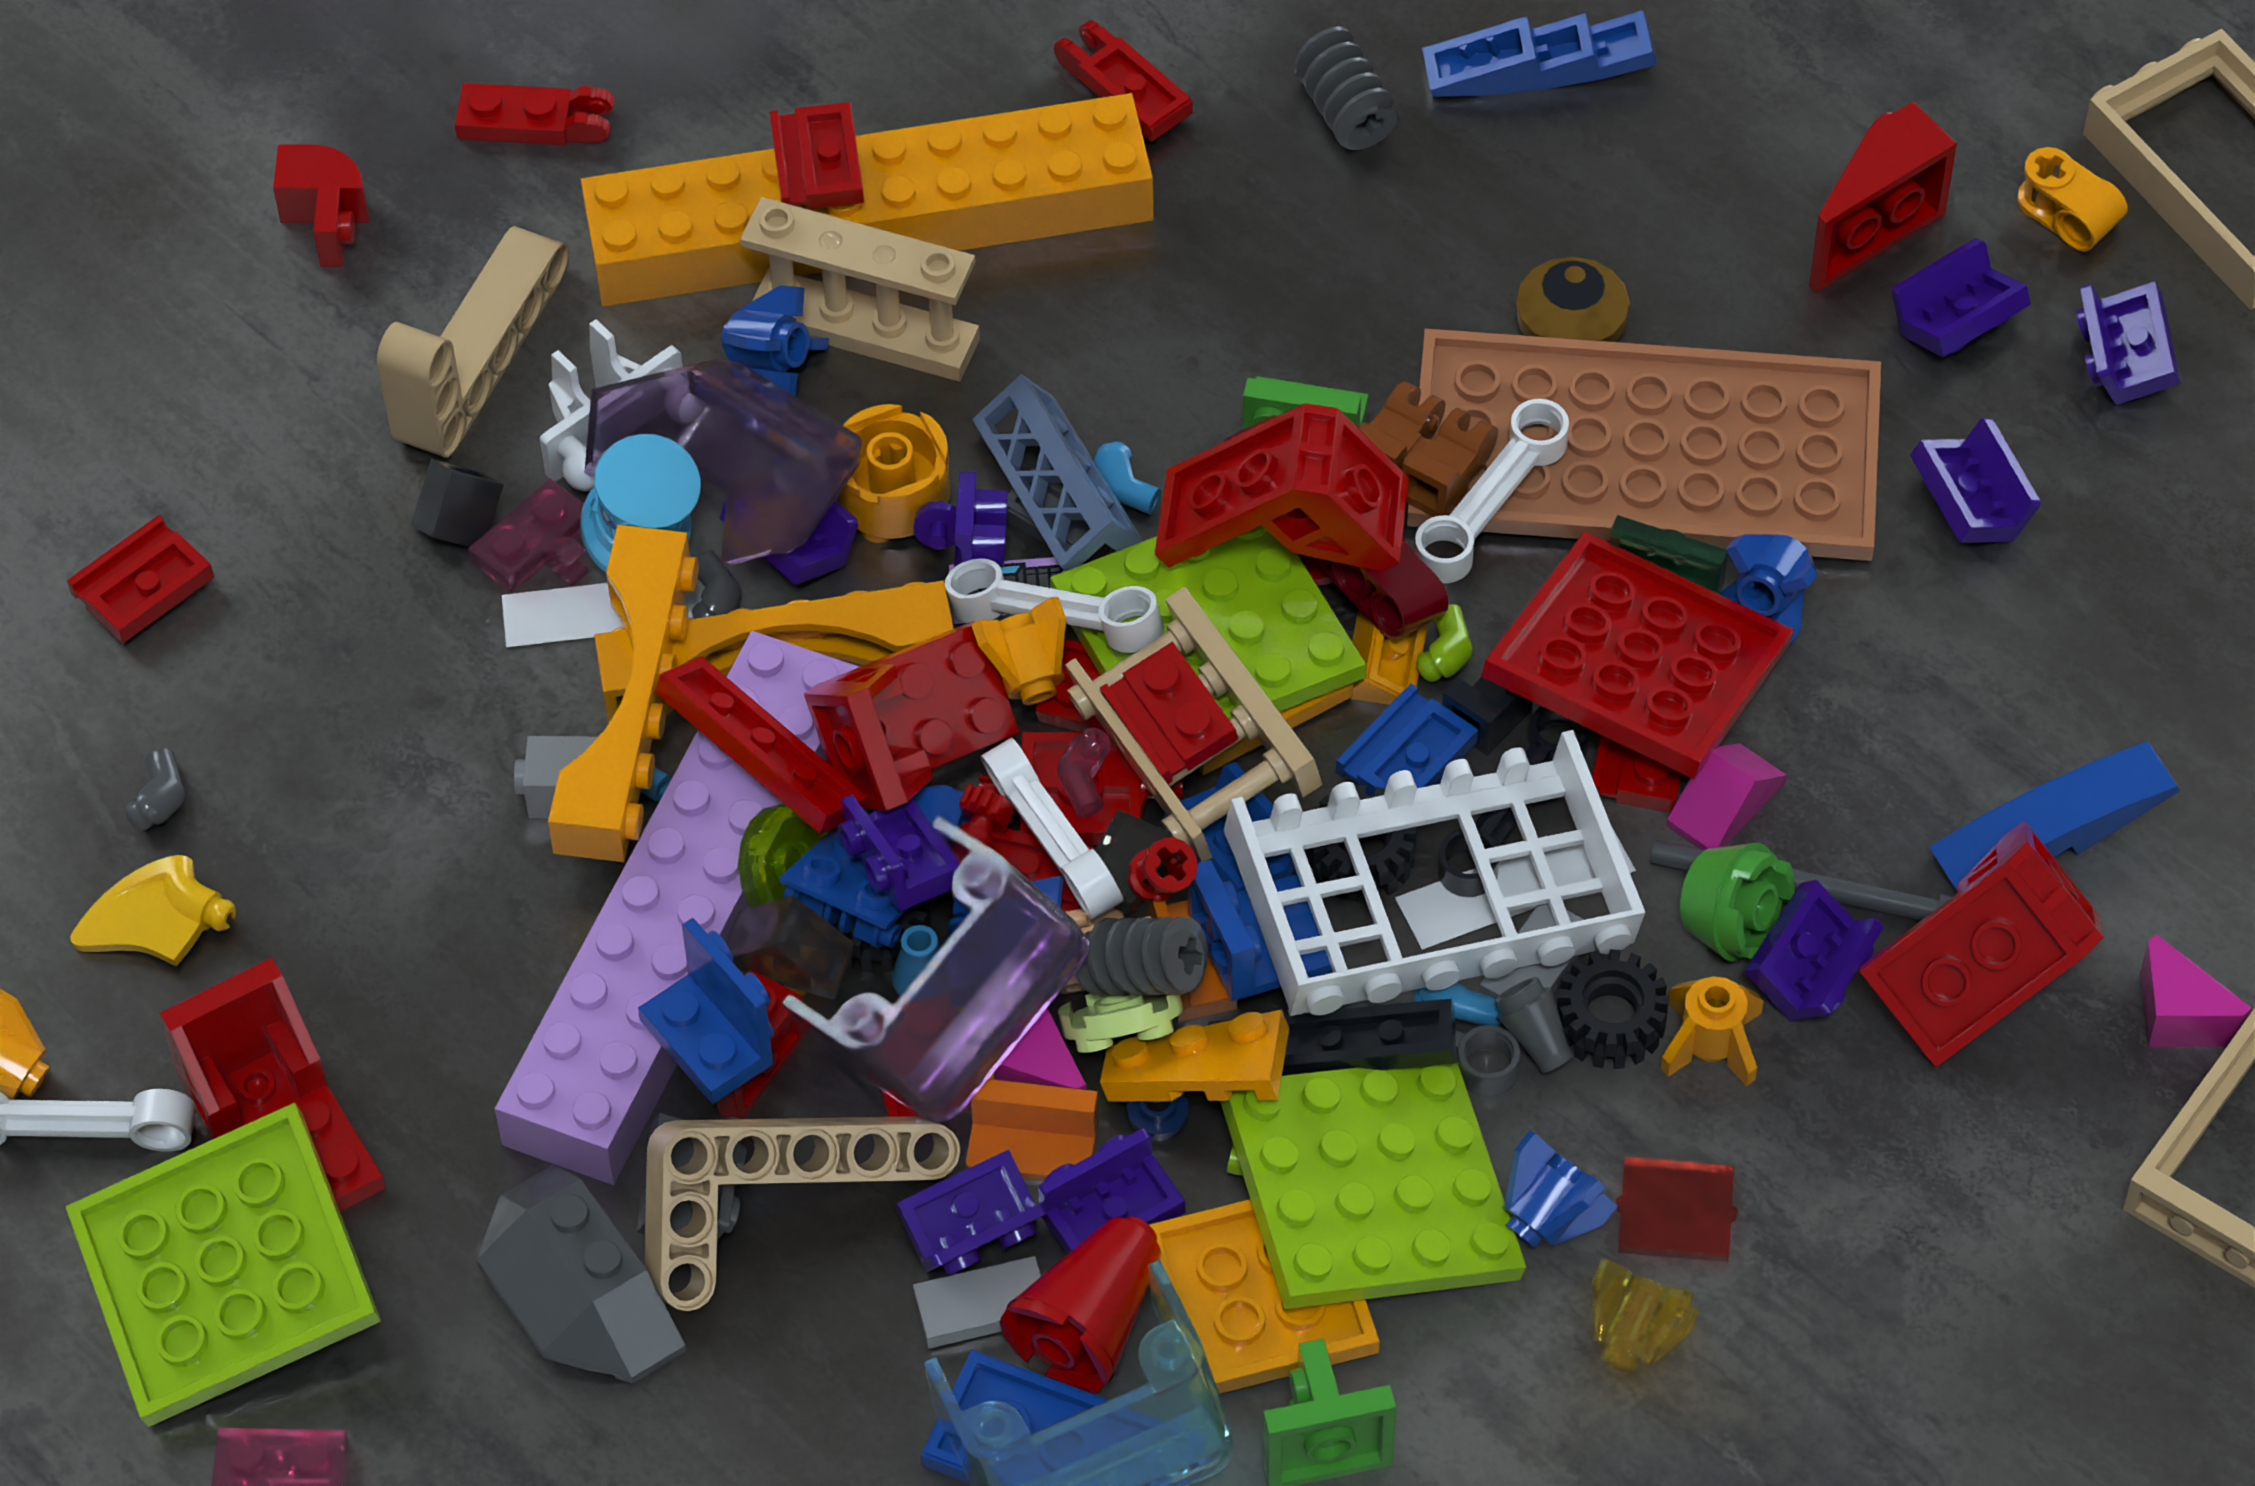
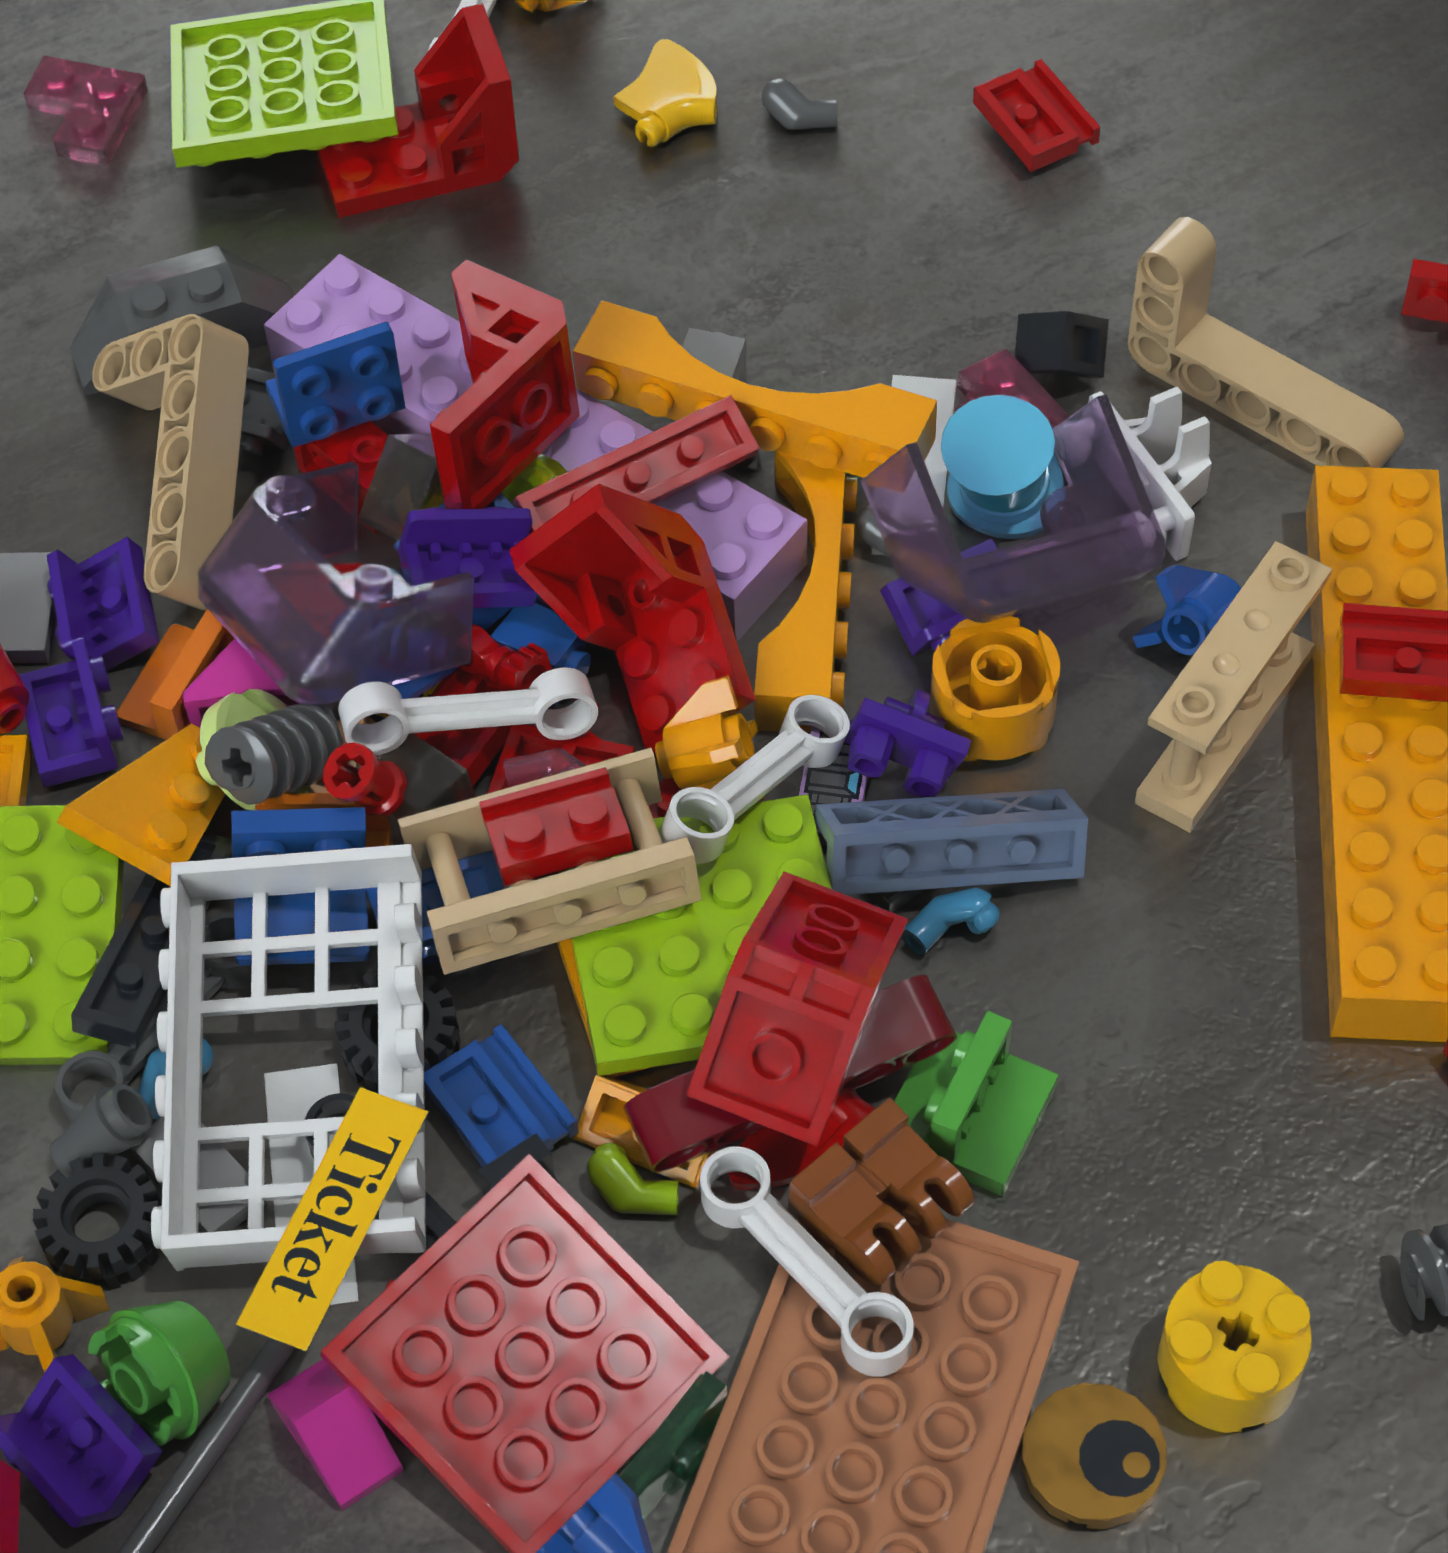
camera: 105 degrees right, 0 degrees up
(671, 807) = (519, 389): none -> red bracket
(1466, 222) = (1242, 1311): none -> yellow brick
(1580, 789) = (332, 1219): none -> yellow sticker

